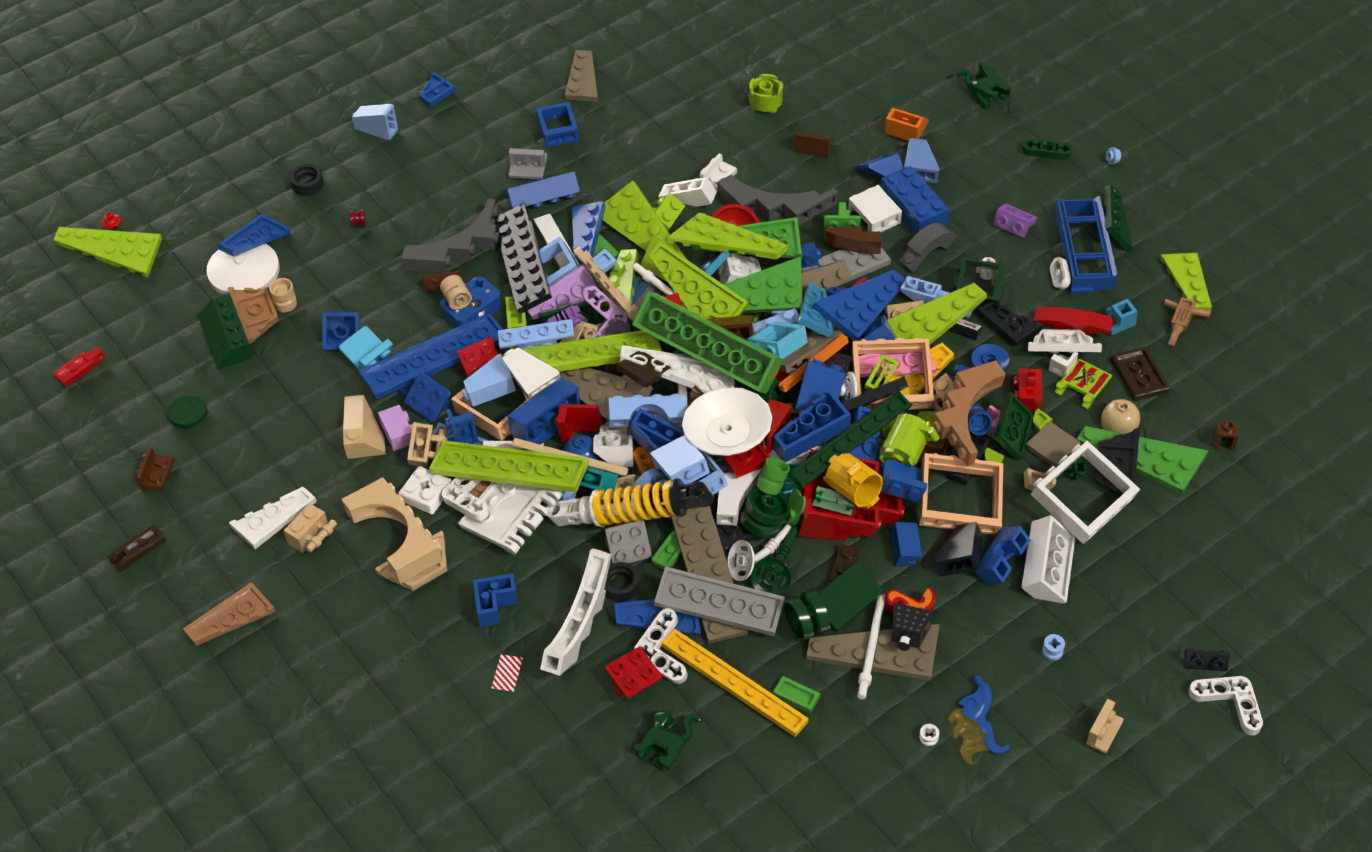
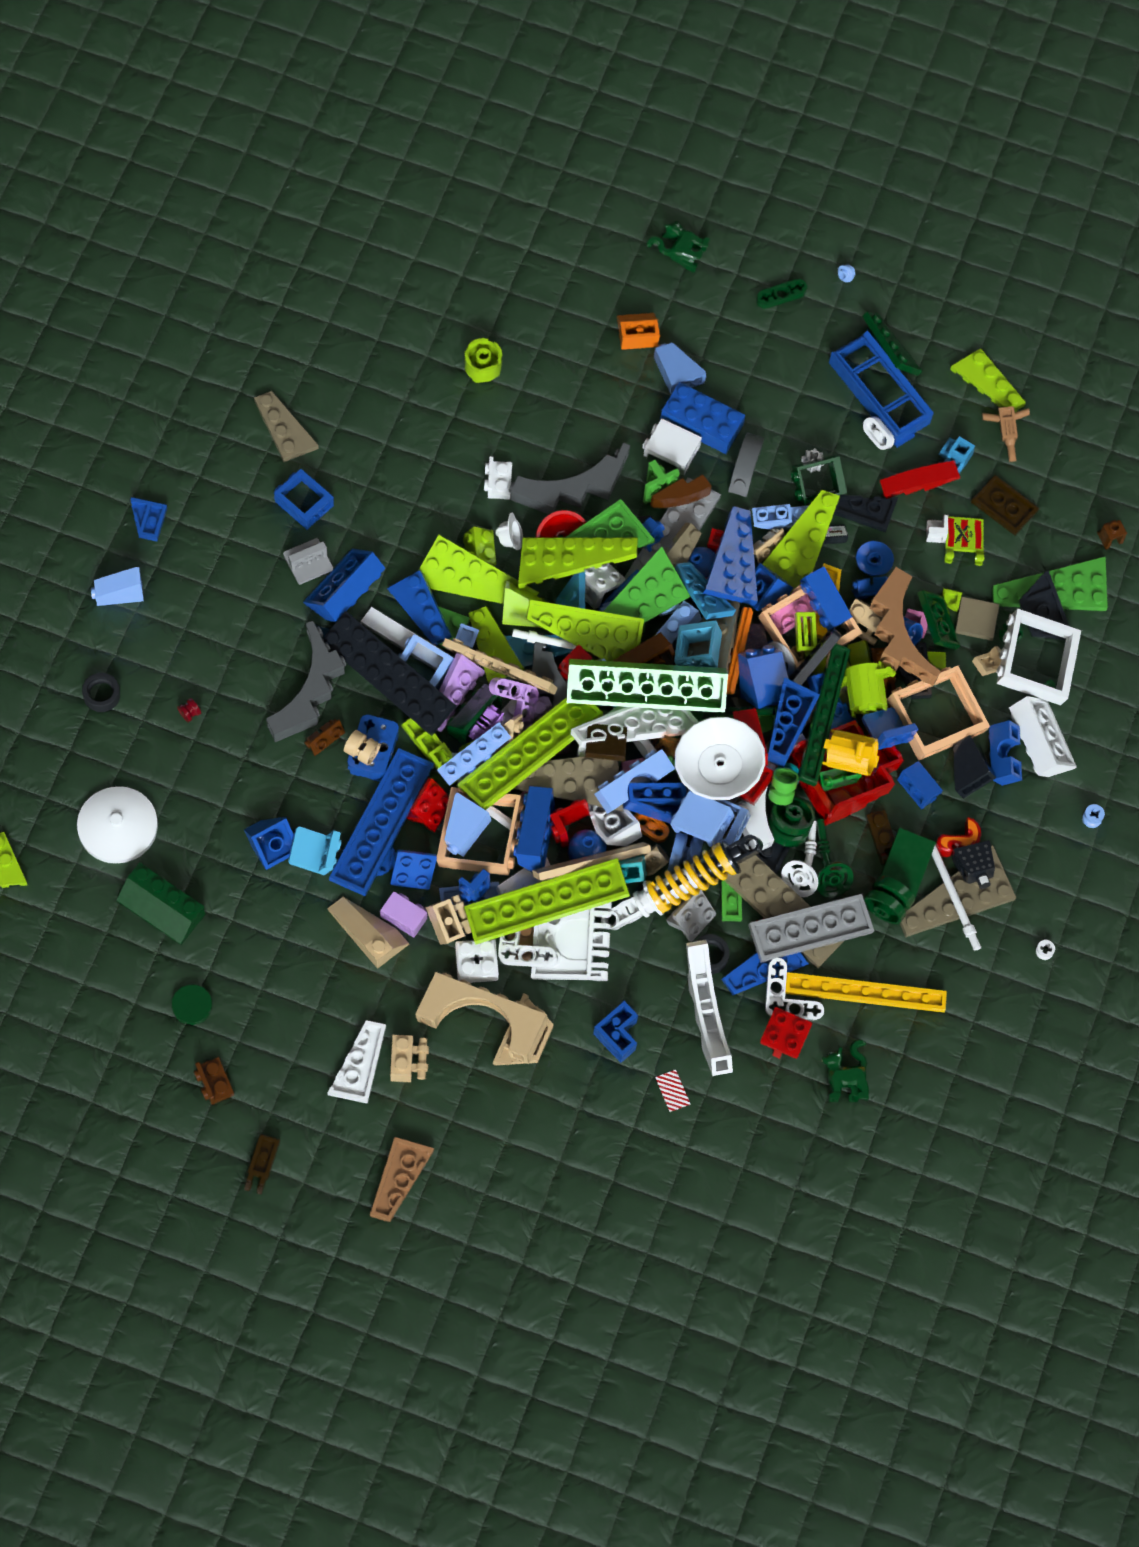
camera: 40 degrees left, 15 degrees up
(78, 366) = (47, 1018): red hinge -> none
(252, 235) = (105, 785): blue wing -> none
(254, 310) = (170, 863): medium nougat wing -> none
(283, 295) = (187, 834): tan wheel -> none
(529, 371) = (503, 799): white slope -> none
(691, 192) = (487, 514): white slope -> none
(694, 204) = (510, 533): none -> white piece
(796, 694) = (920, 974): bright green tile -> none
(797, 505) = (814, 798): bright green plate -> none
(812, 144) = (564, 396): reddish brown slope -> none
(881, 166) = (647, 391): blue slope -> none
(914, 354) = (825, 598): none -> blue brick
(972, 725) = (1071, 921): piece -> none
(1013, 220) = (802, 392): medium lavender bracket -> none
(1029, 388) = (926, 572): red brick -> none
(1063, 341) = (927, 507): white wing -> none
(1120, 416) = (1016, 561): tan cylinder -> none

